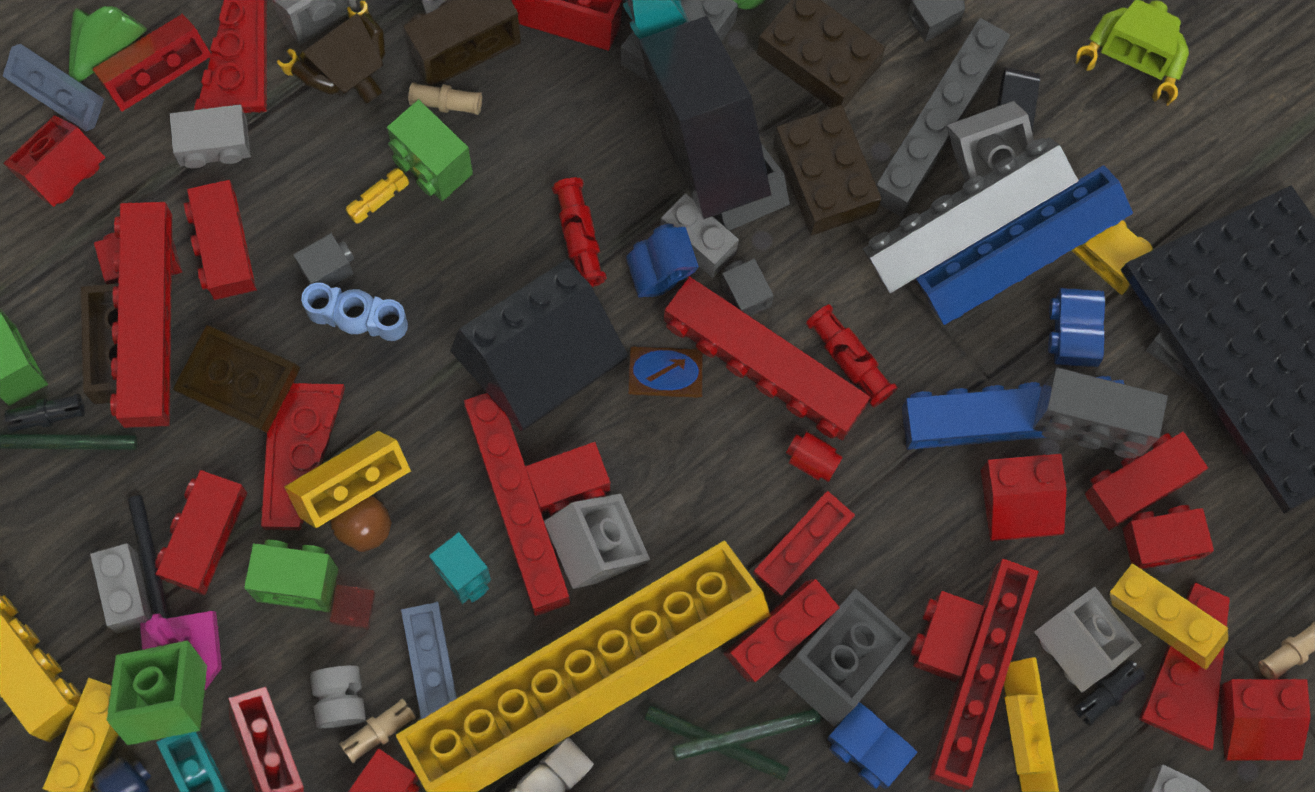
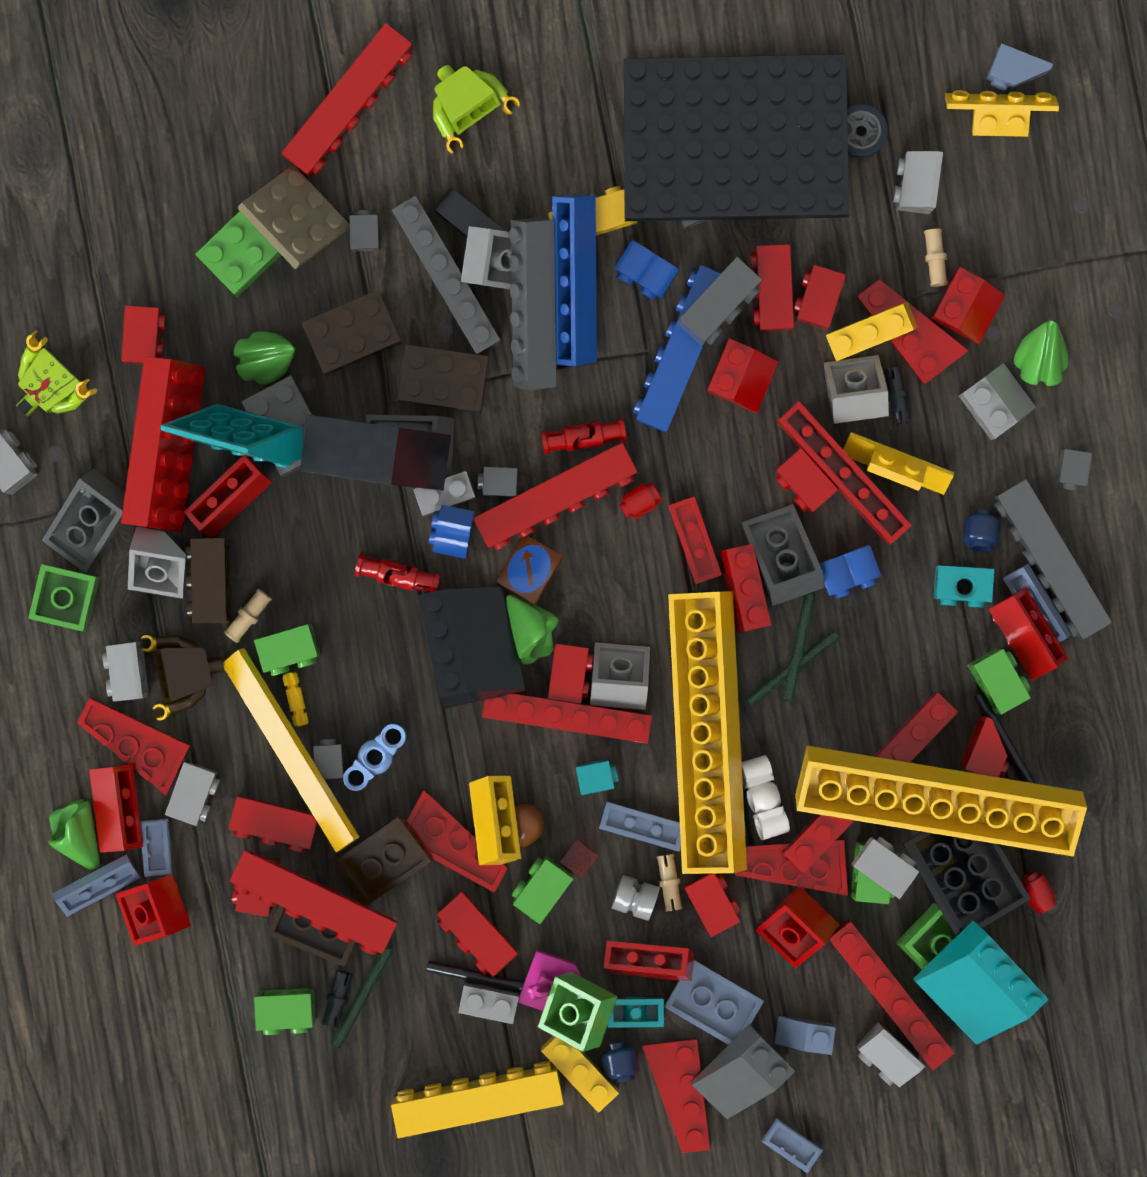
camera: 60 degrees left, 15 degrees up
(129, 130) = (156, 847): none -> sand blue plate
(310, 215) = (290, 750): none -> yellow tile
(595, 409) = (530, 628): none -> bright green hat

